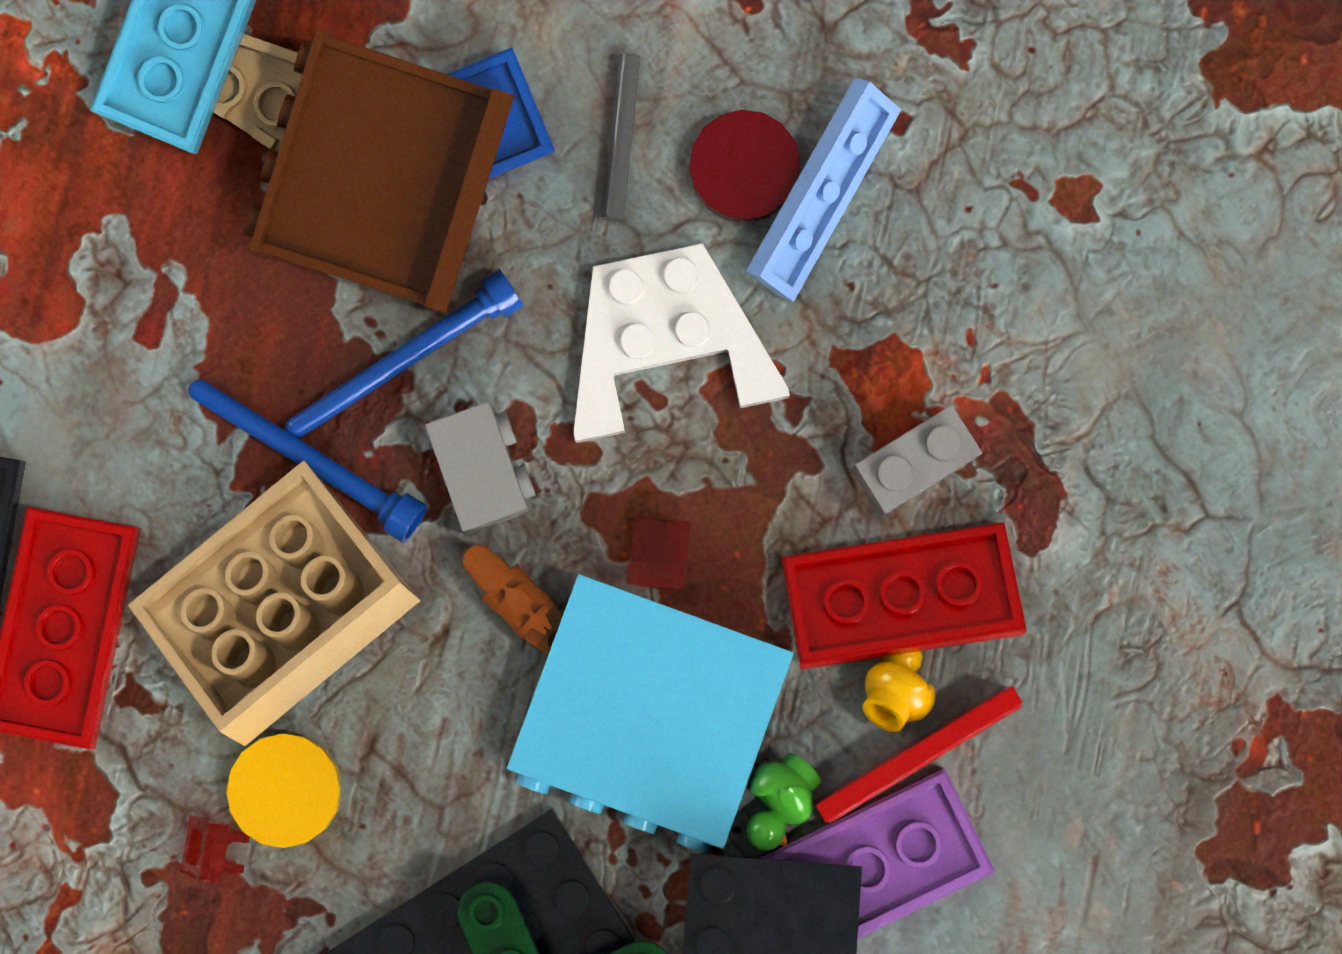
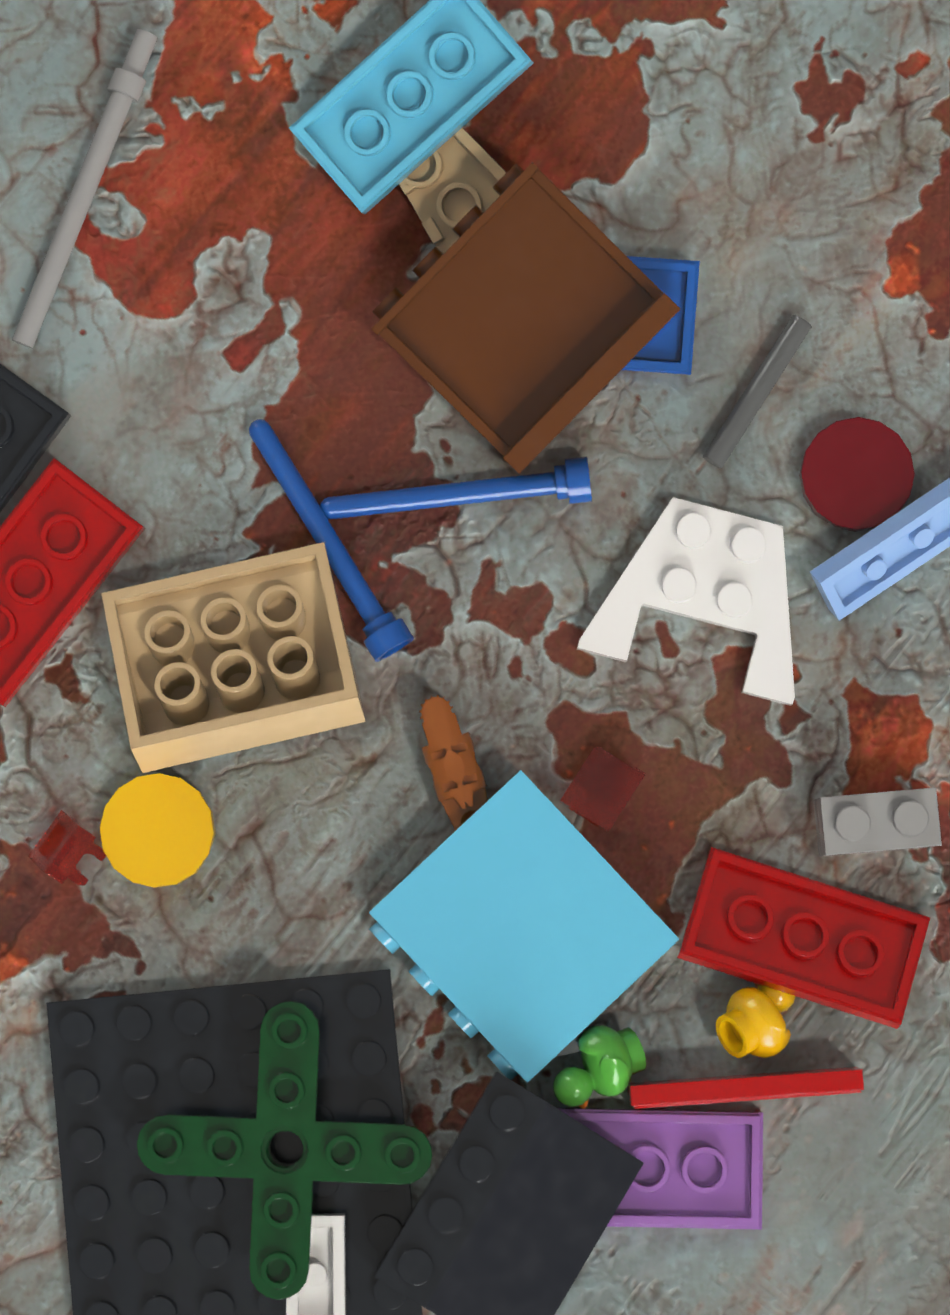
camera: 25 degrees right, 0 degrees up
(479, 467) = (479, 627): light grey brick -> none

